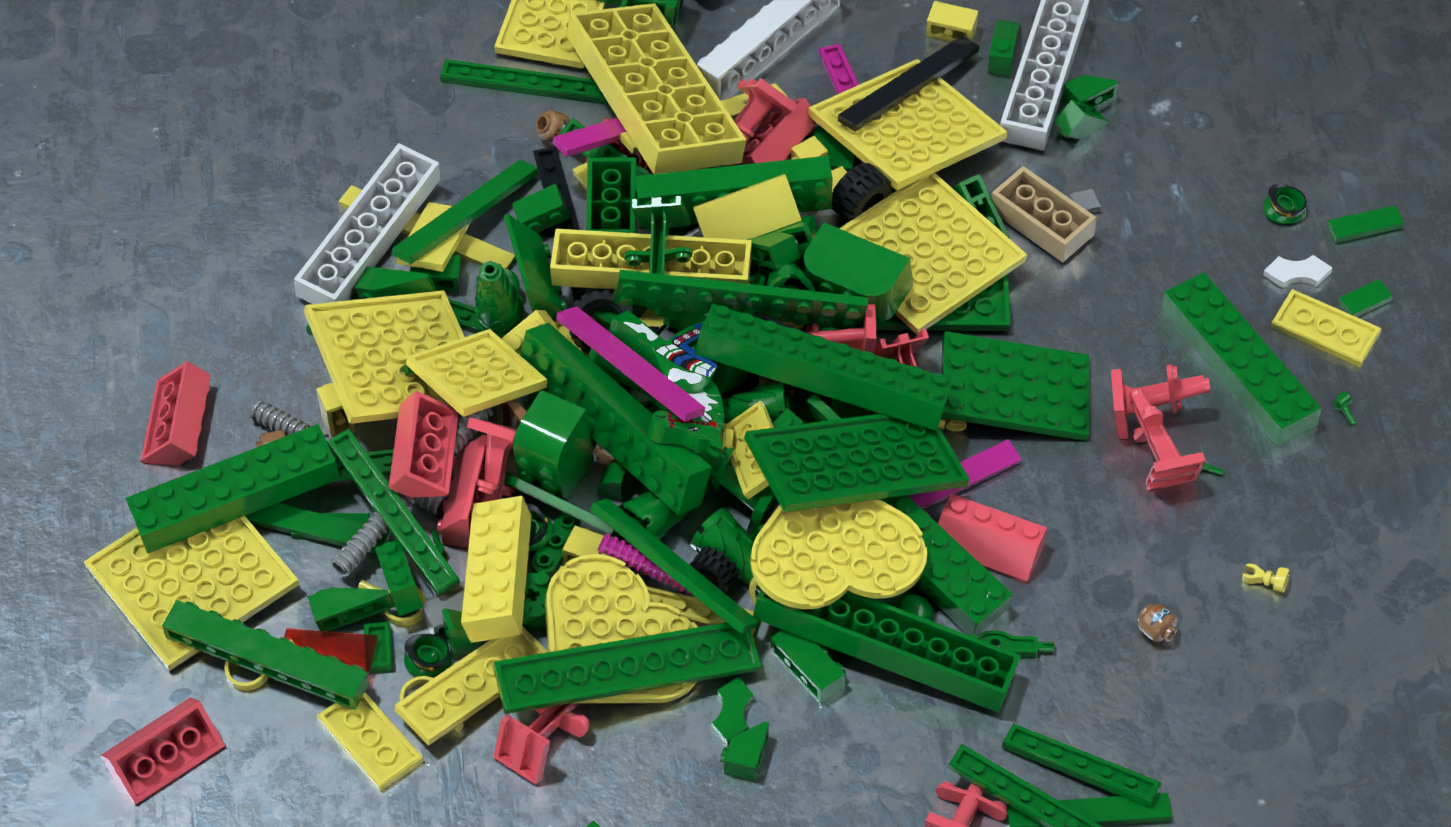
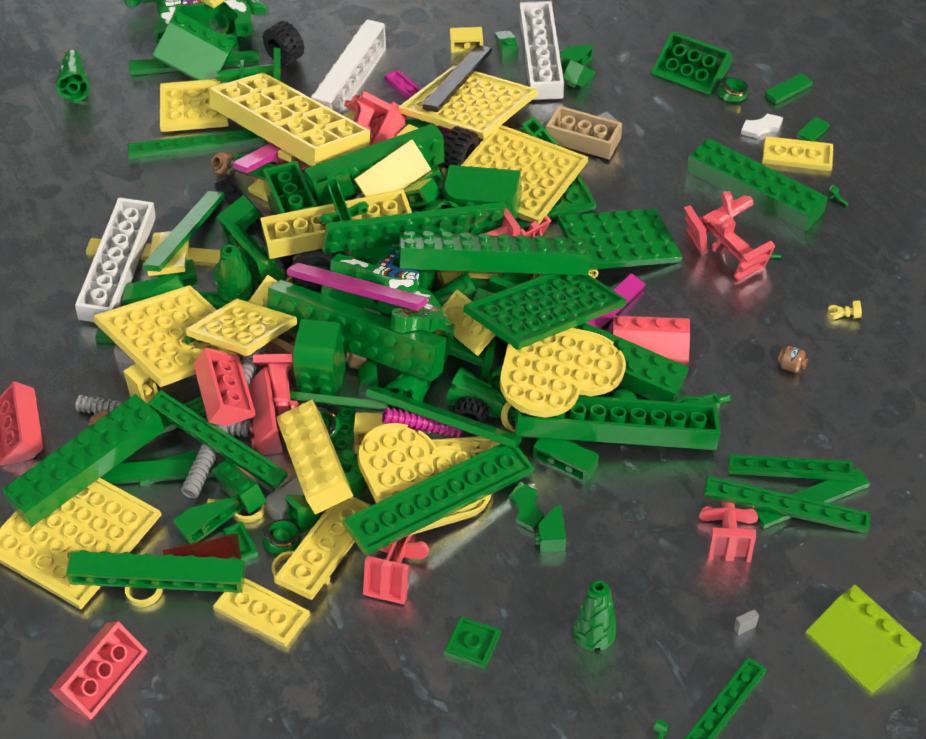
camera: 20 degrees left, 5 degrees down
(1245, 149) = (692, 63): none -> green slope

